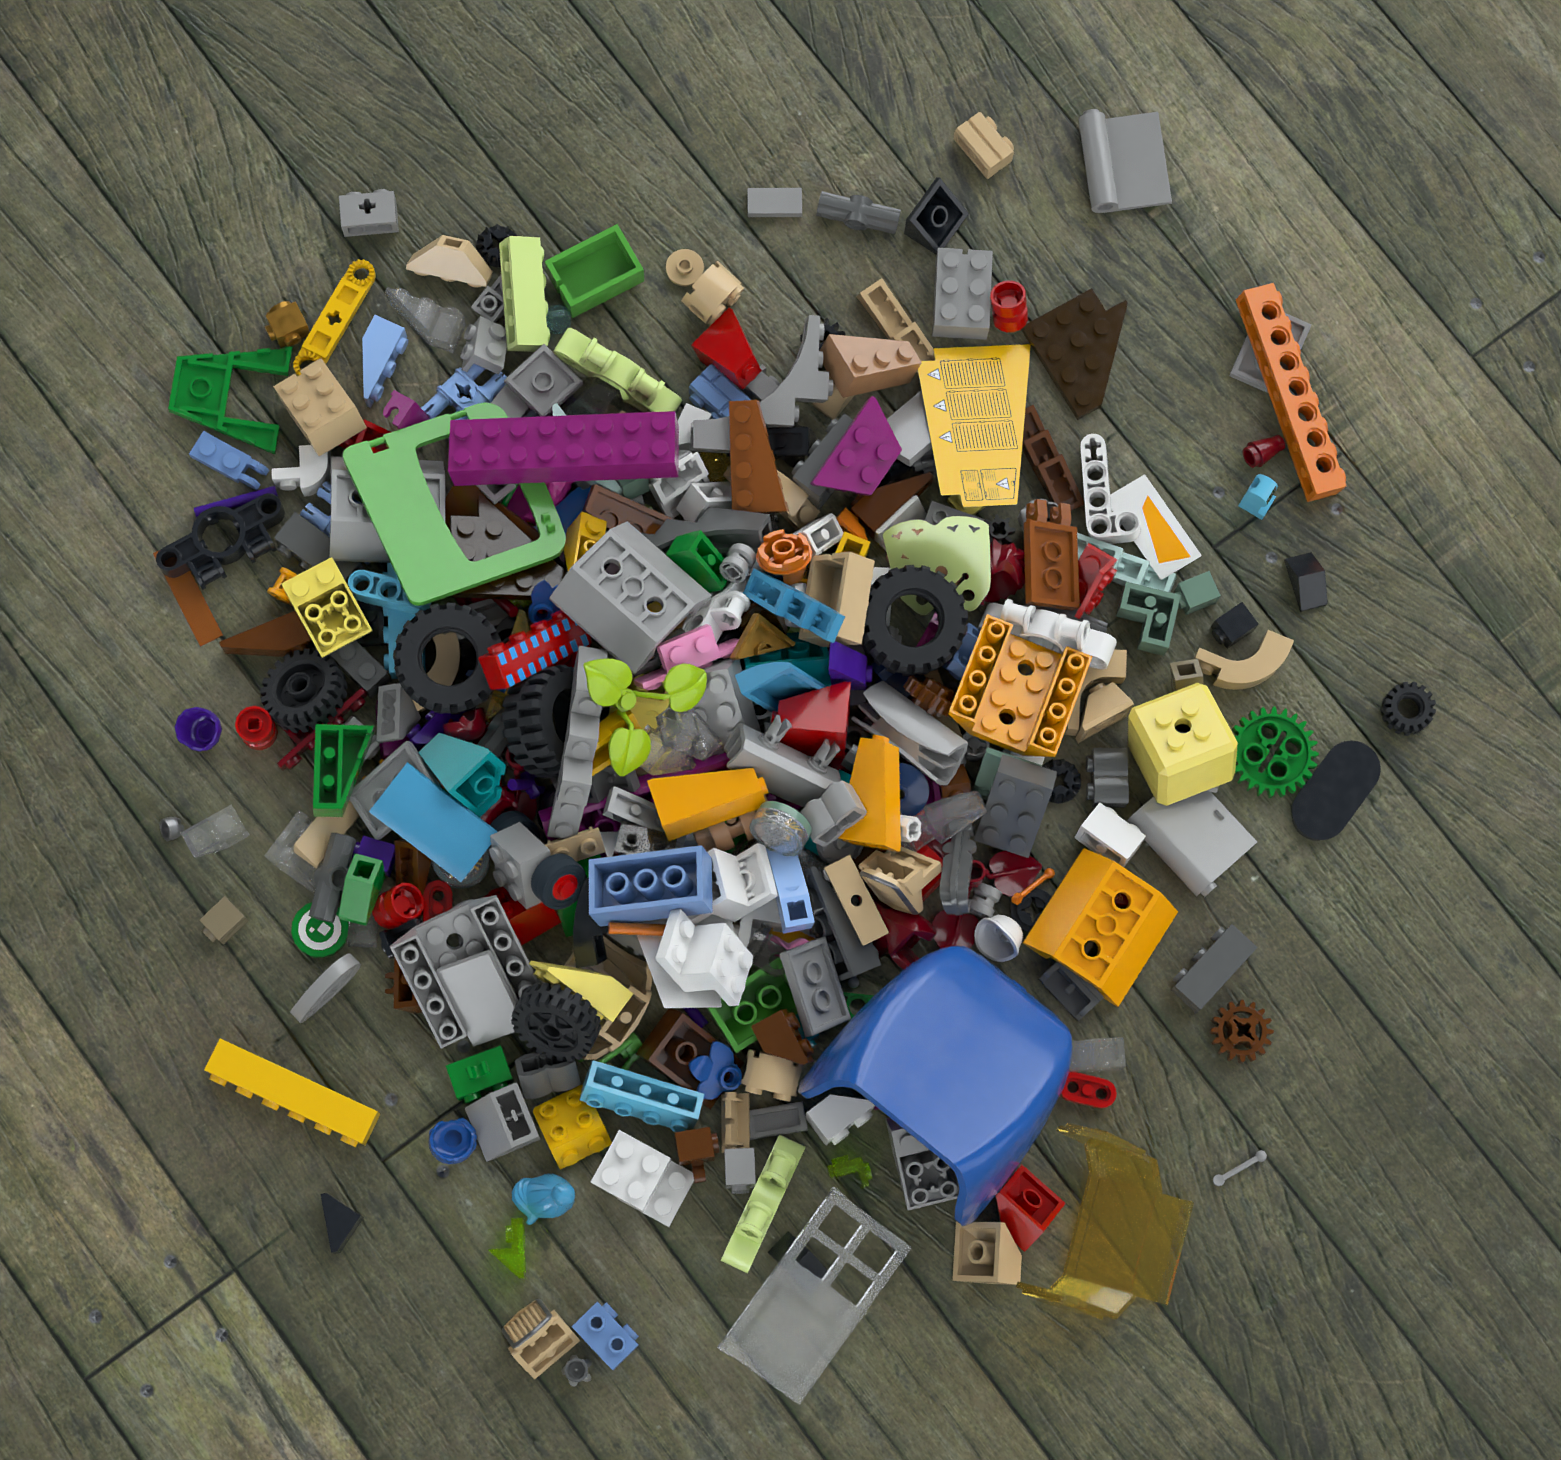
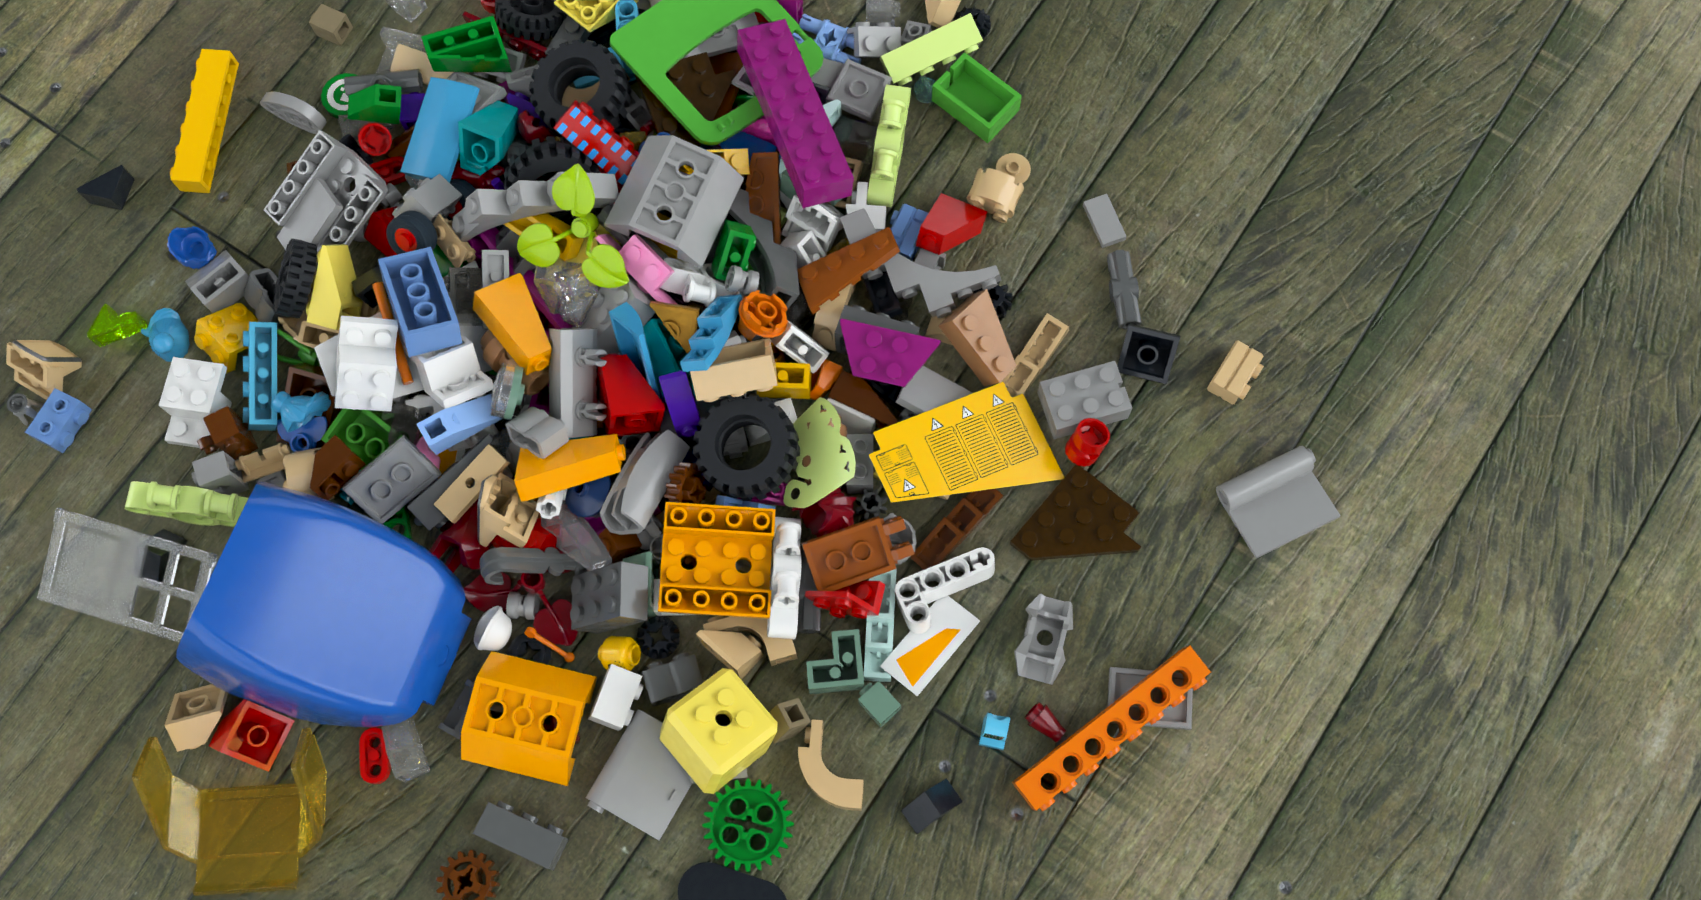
camera: 80 degrees right, 5 degrees down
(479, 1074) = (254, 248): green brick -> none
(705, 1059) = (299, 410): none -> dark azure hair
(1065, 820) = (620, 652): none -> yellow head
(1163, 409) = (1041, 661): none -> light grey piece
(1233, 625) = (859, 748): black brick -> none

